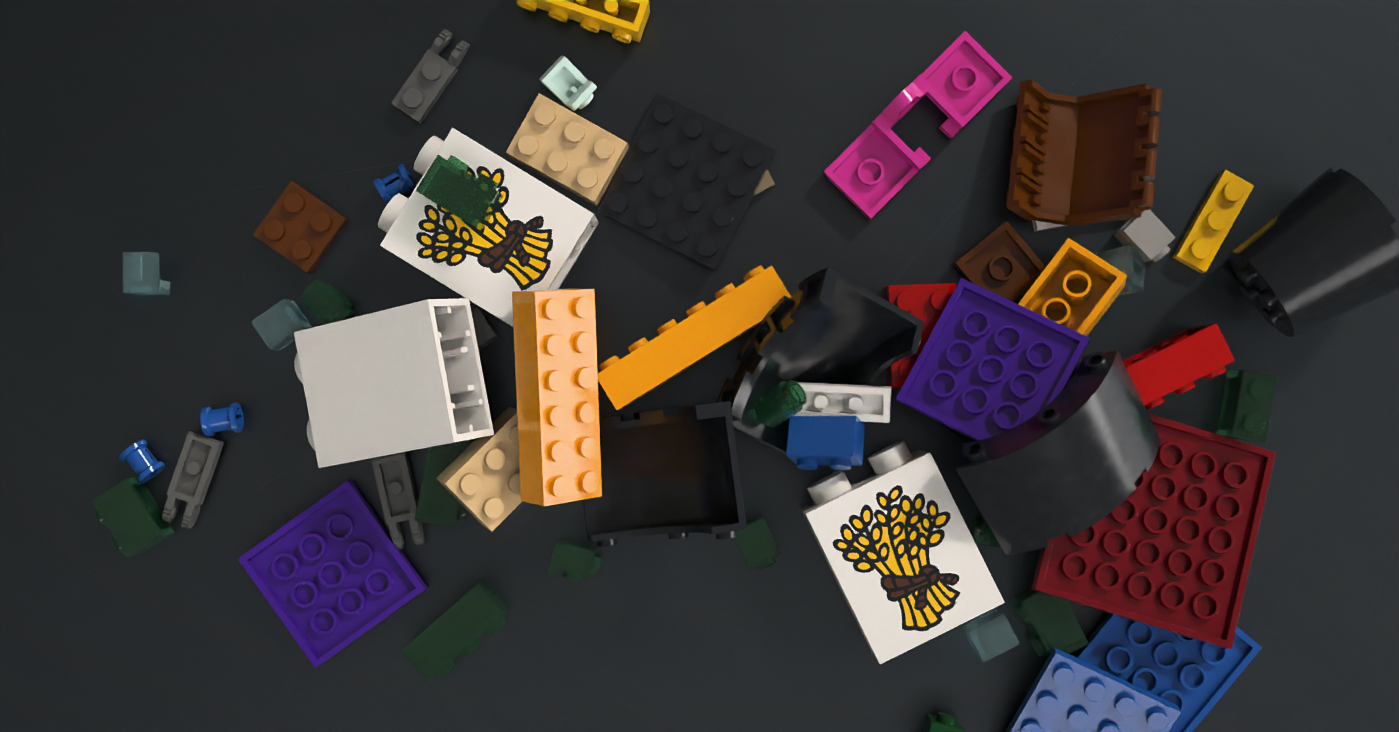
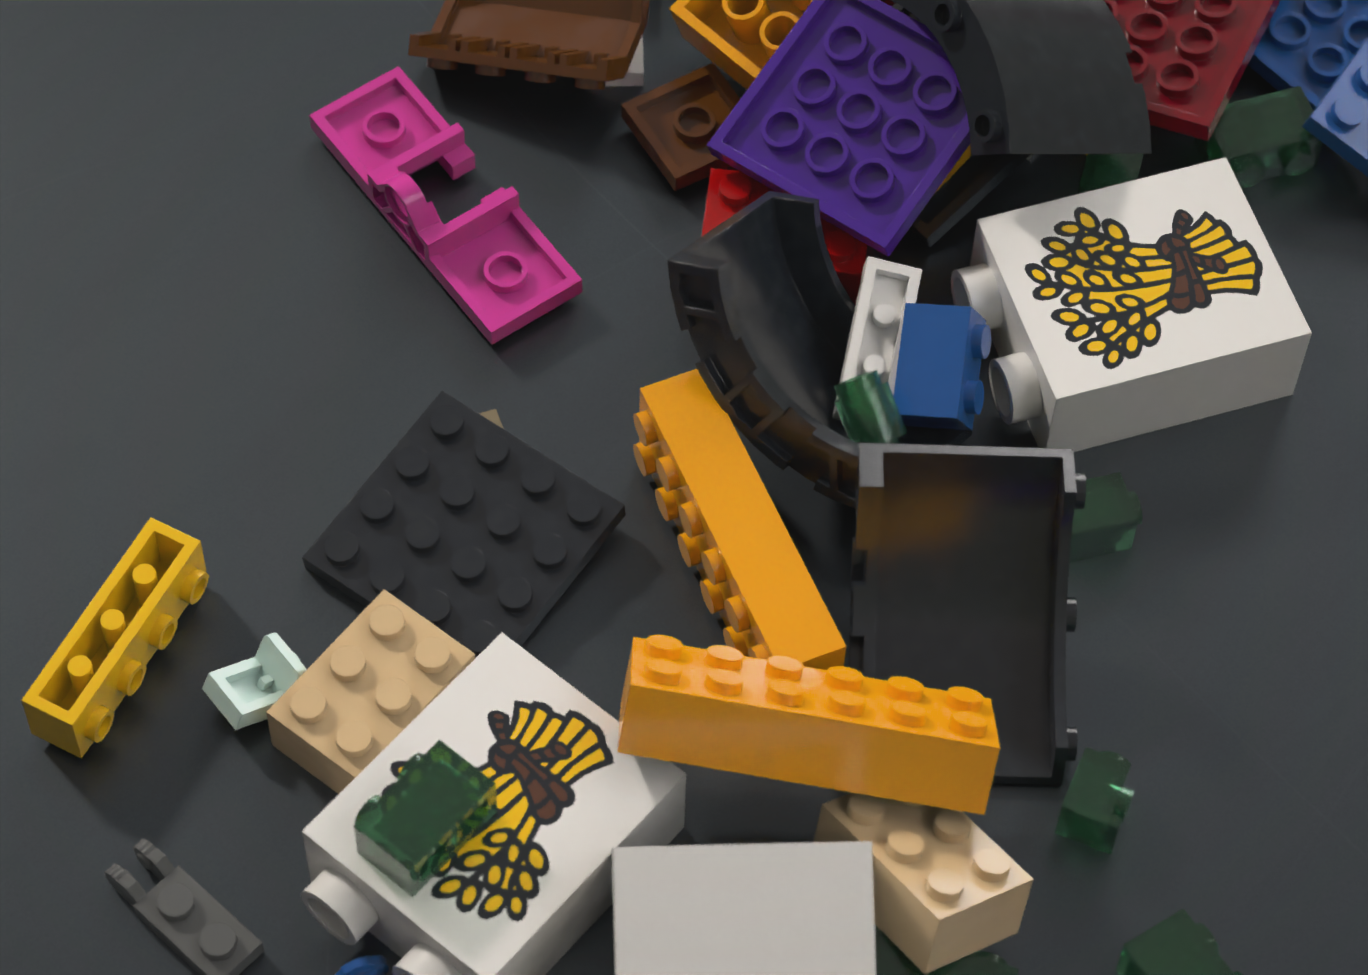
camera: 85 degrees left, 30 degrees down
(990, 635) = (1283, 215): clear light blue panel -> none

